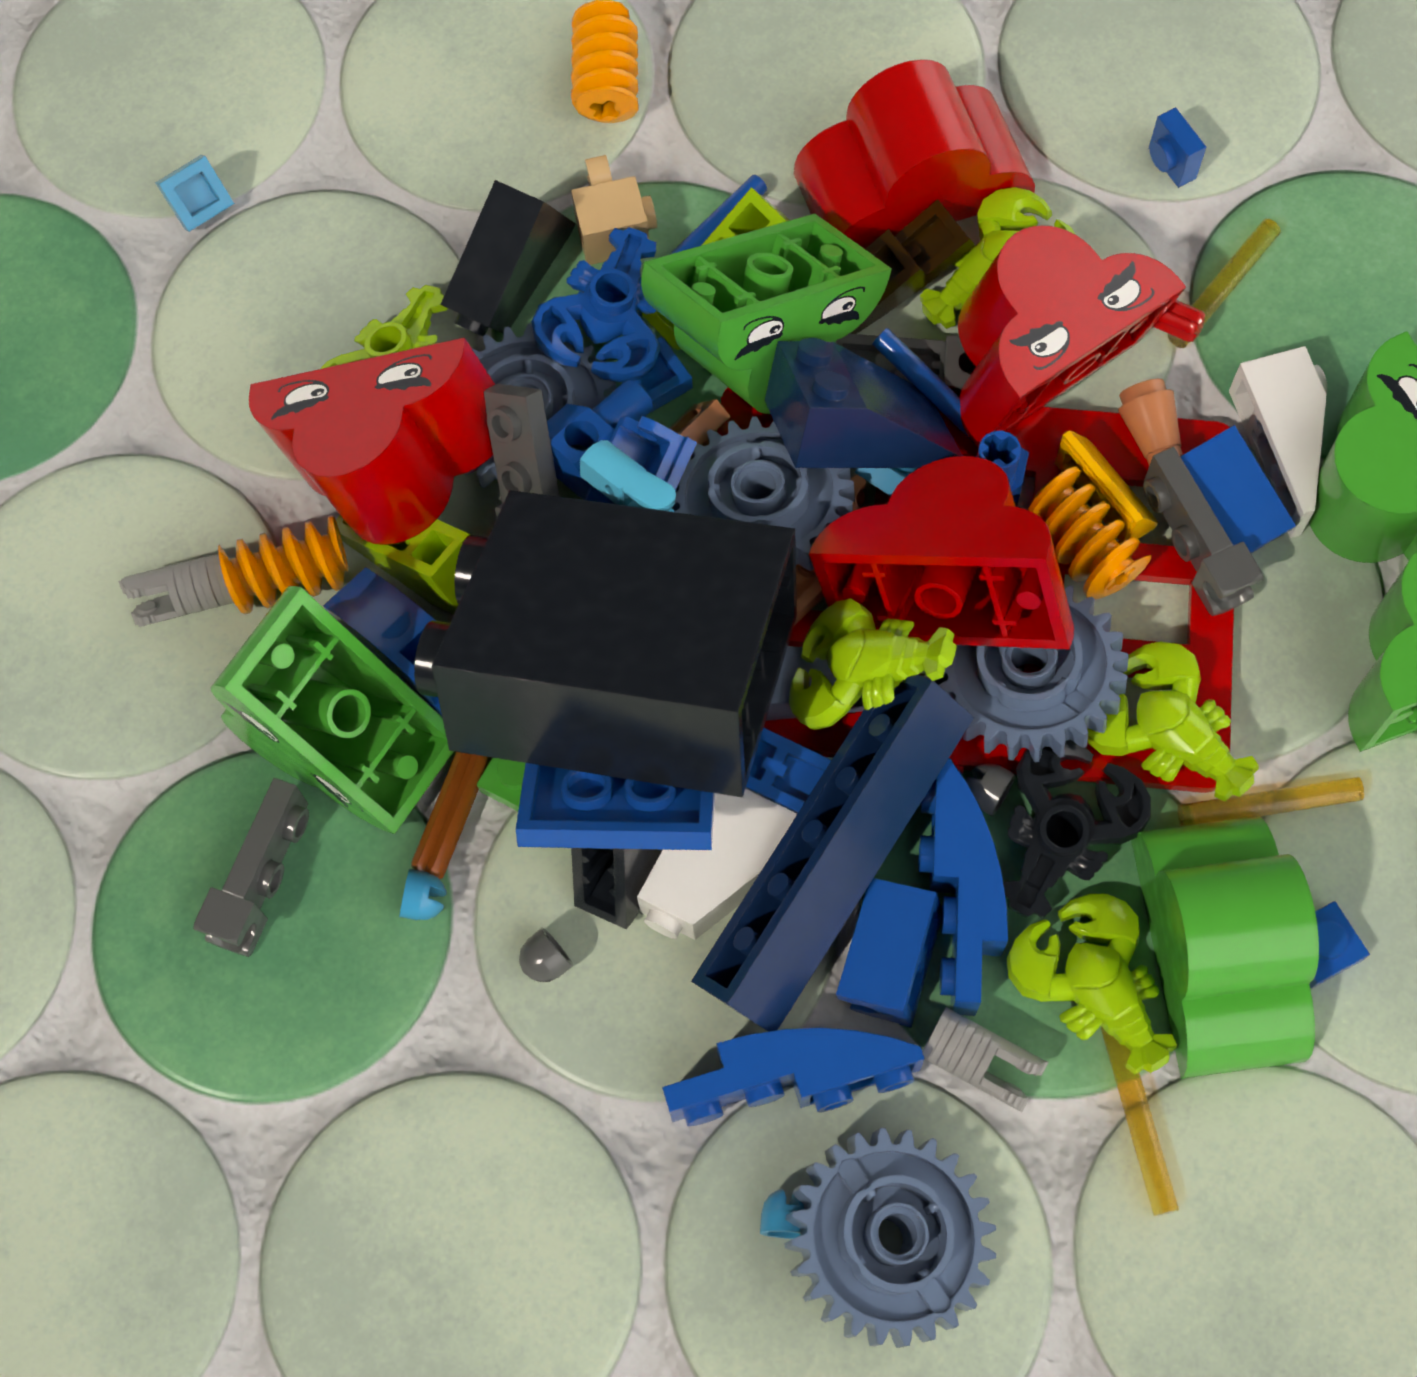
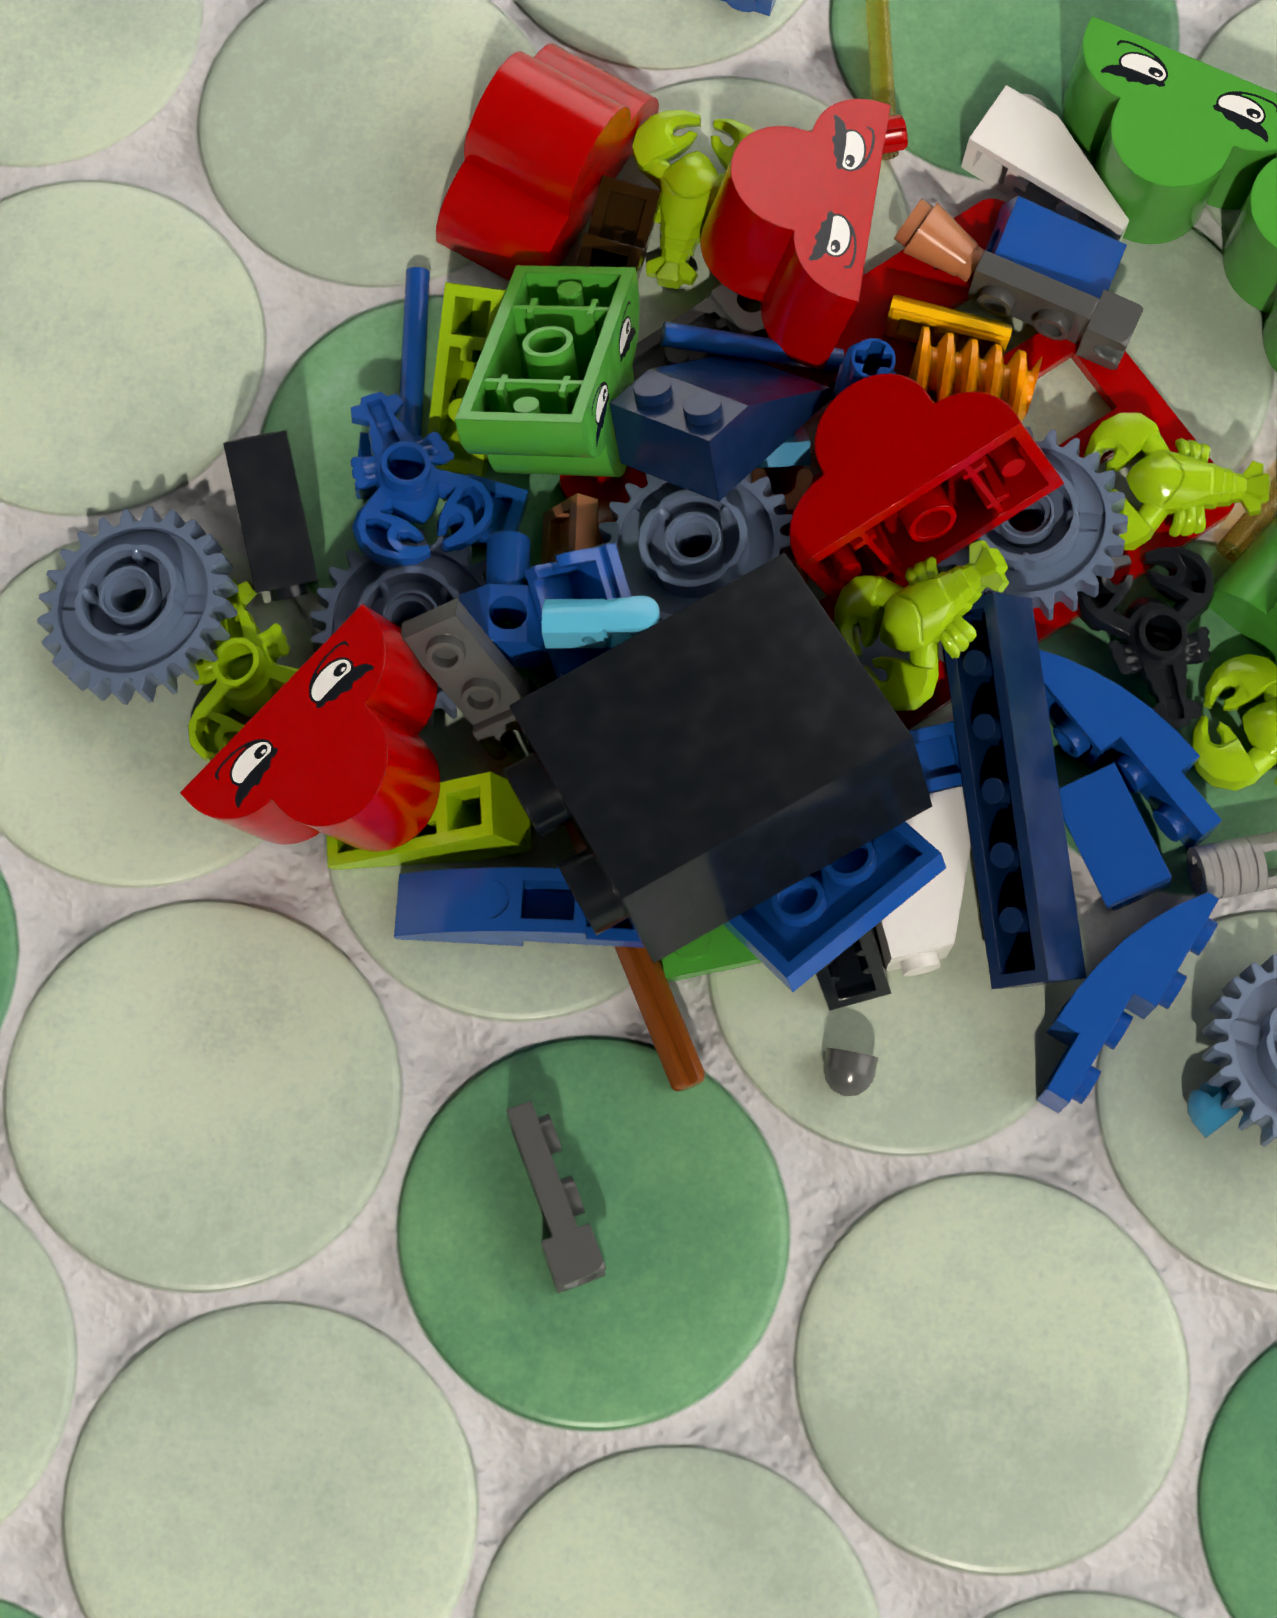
camera: 50 degrees left, 5 degrees up
(191, 589) = (255, 1023): light grey hinge -> none
(284, 565) = (332, 924): light orange piece -> none
(332, 713) = (512, 1015): bright green brick -> none
(362, 258) = (184, 602): none -> sand blue gear
(416, 895) = (702, 1106): dark azure hinge -> none
(604, 62) = (186, 261): light orange piece -> none
(608, 206) = (317, 398): tan brick -> none
(990, 786) = (1070, 641): dark grey hinge -> none

